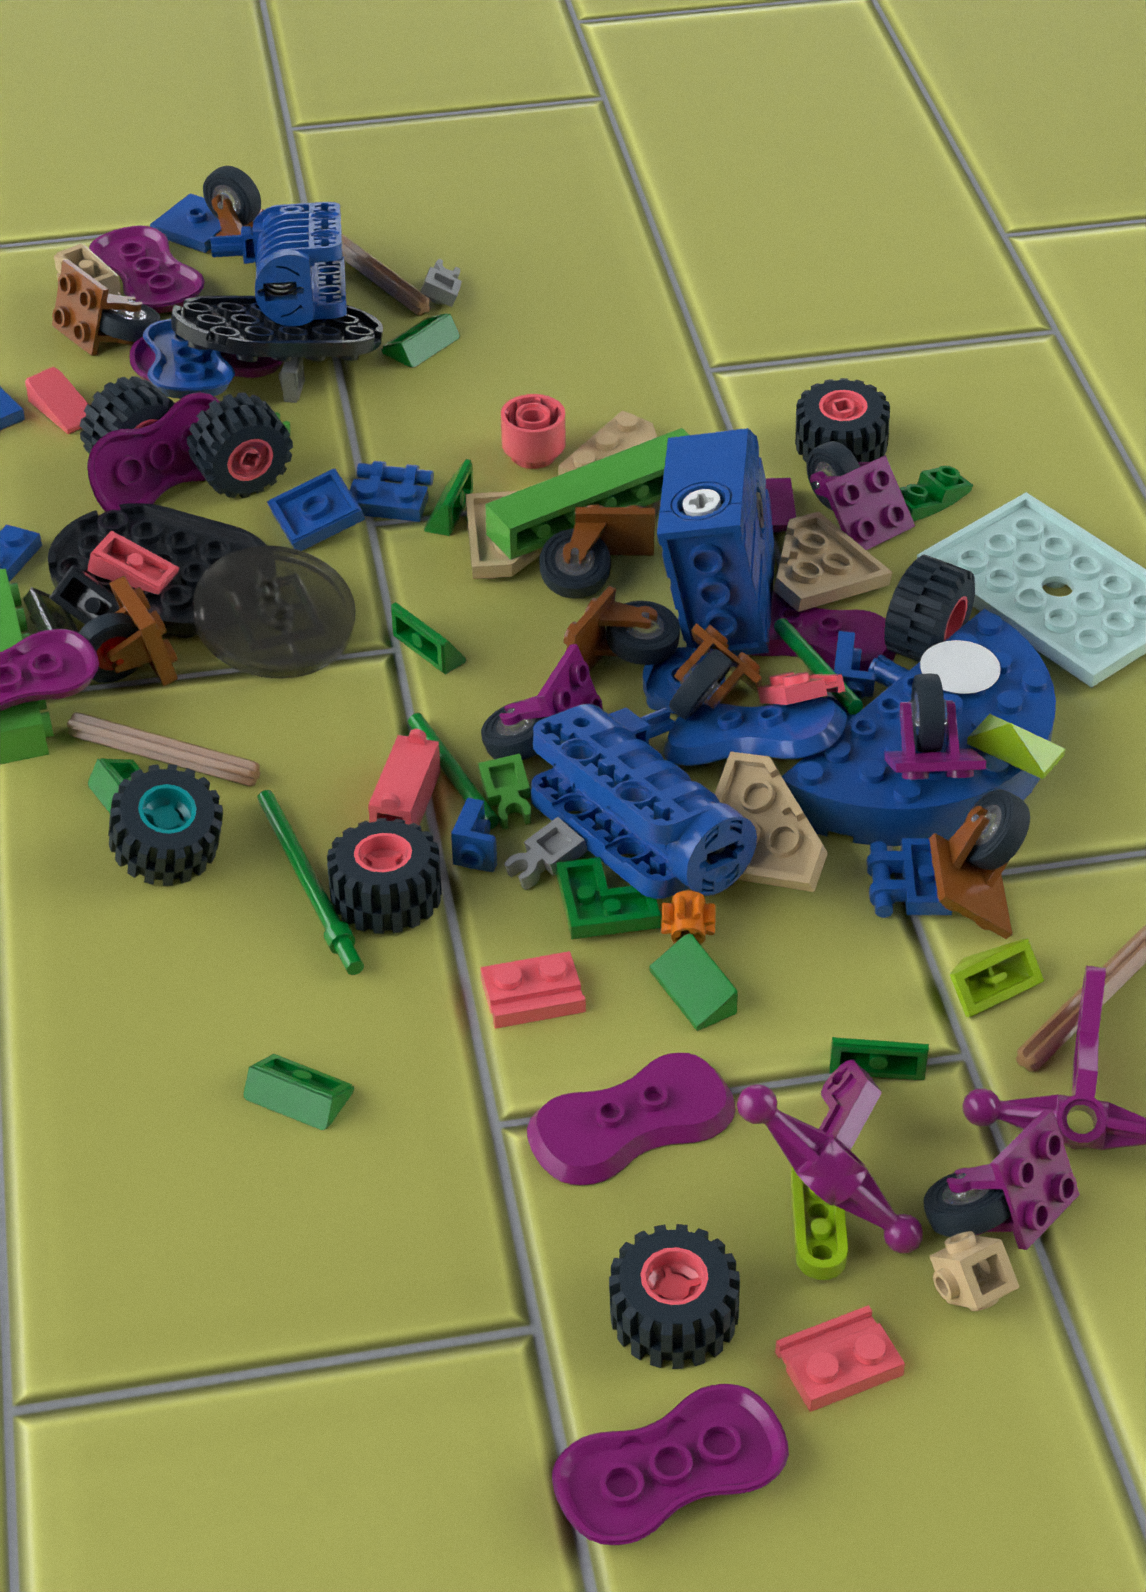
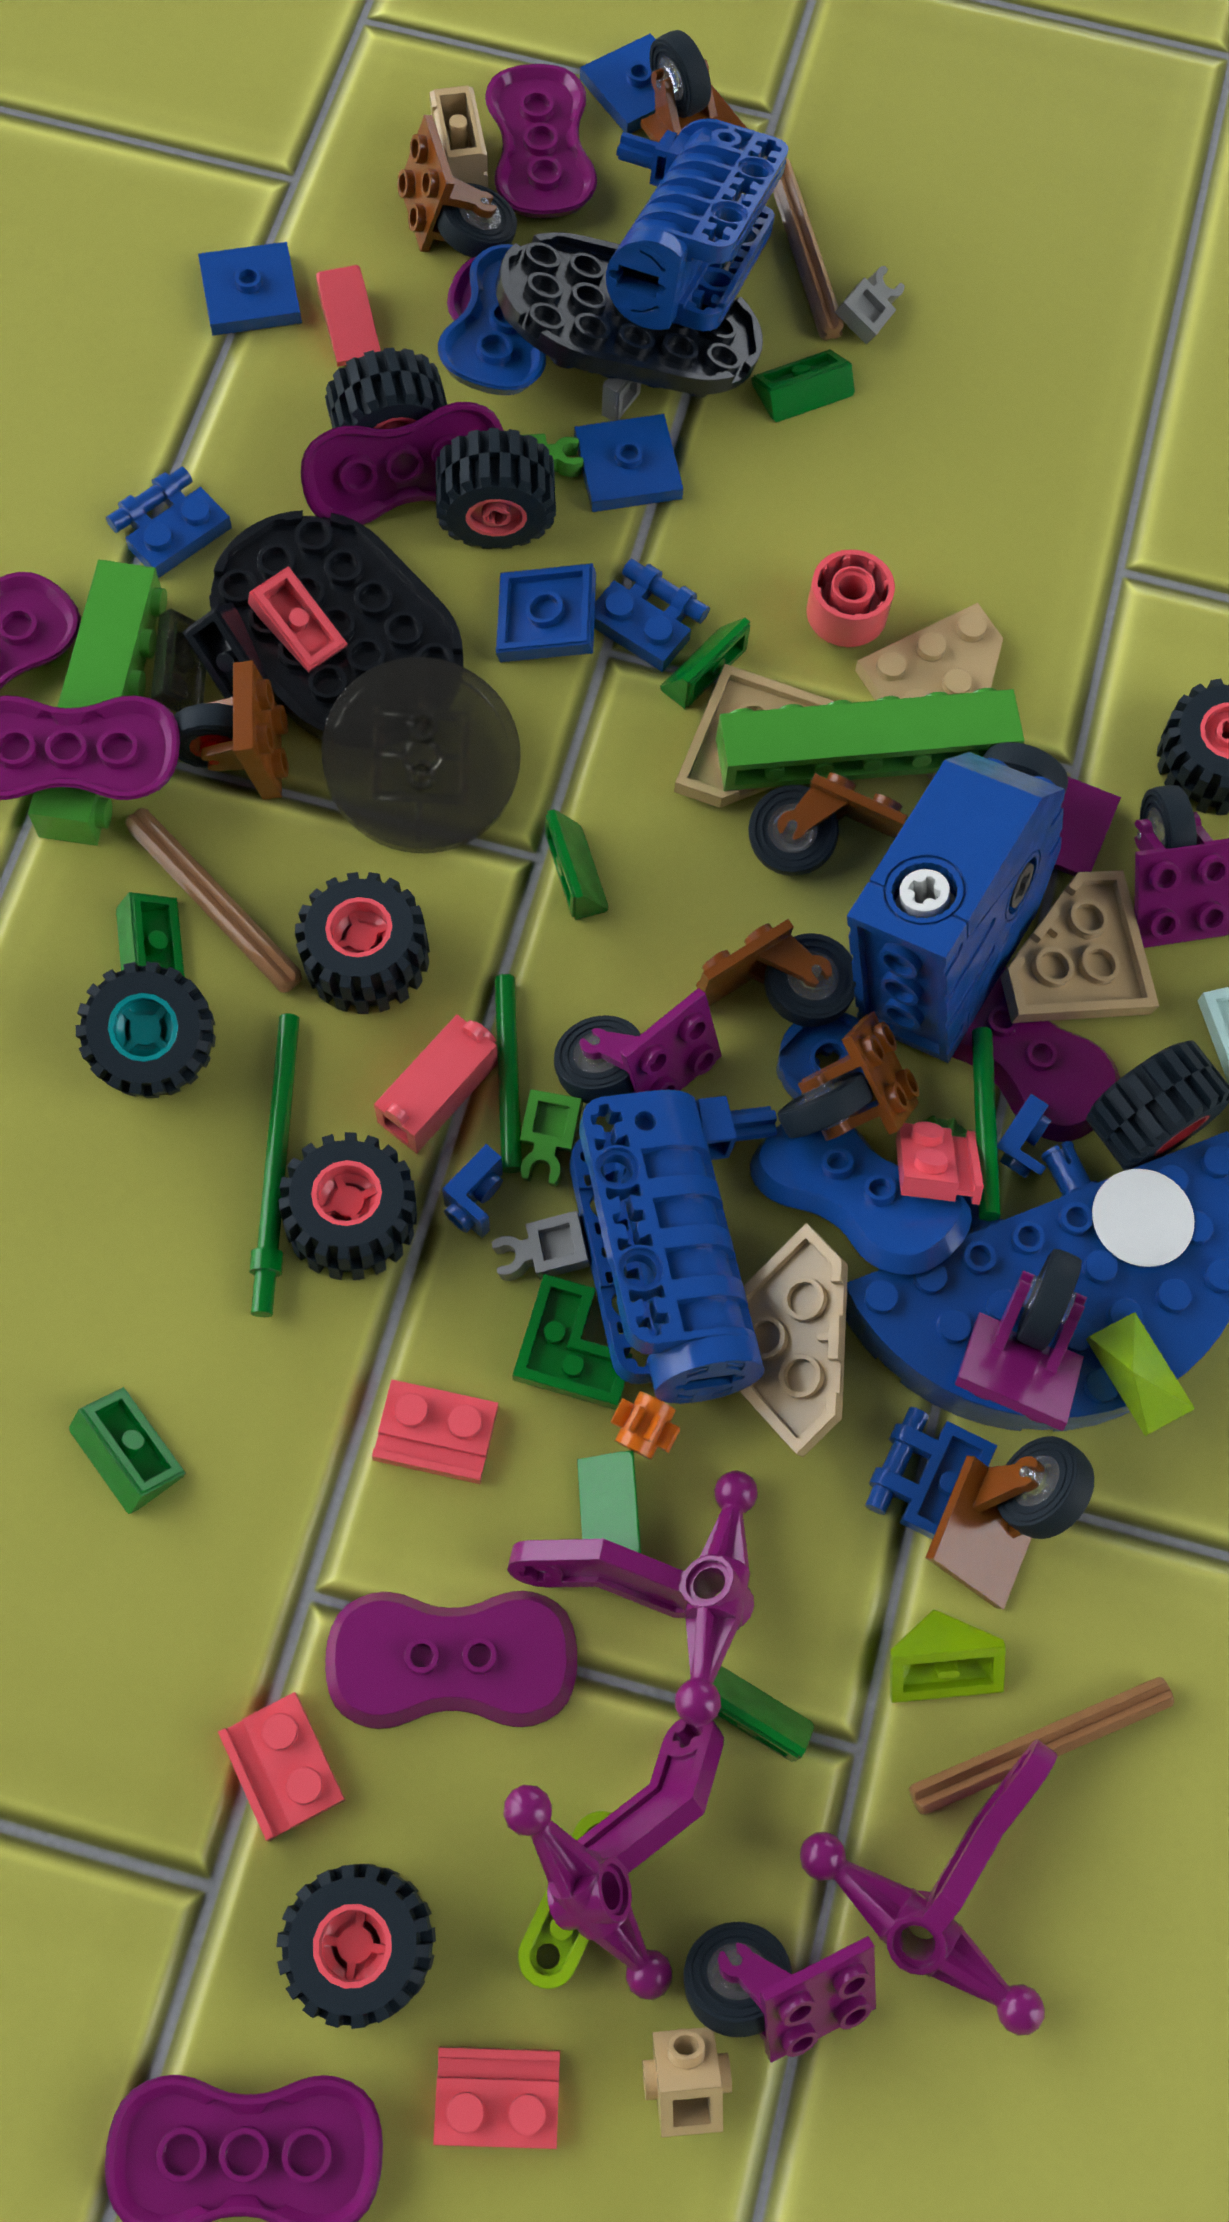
camera: 20 degrees right, 25 degrees up
(298, 726) = (362, 942): none -> black wheel
(323, 417) = (628, 463): none -> blue plate
(544, 1228) = (281, 1766): none -> coral plate
(775, 1002) = (674, 1592): none -> magenta piece

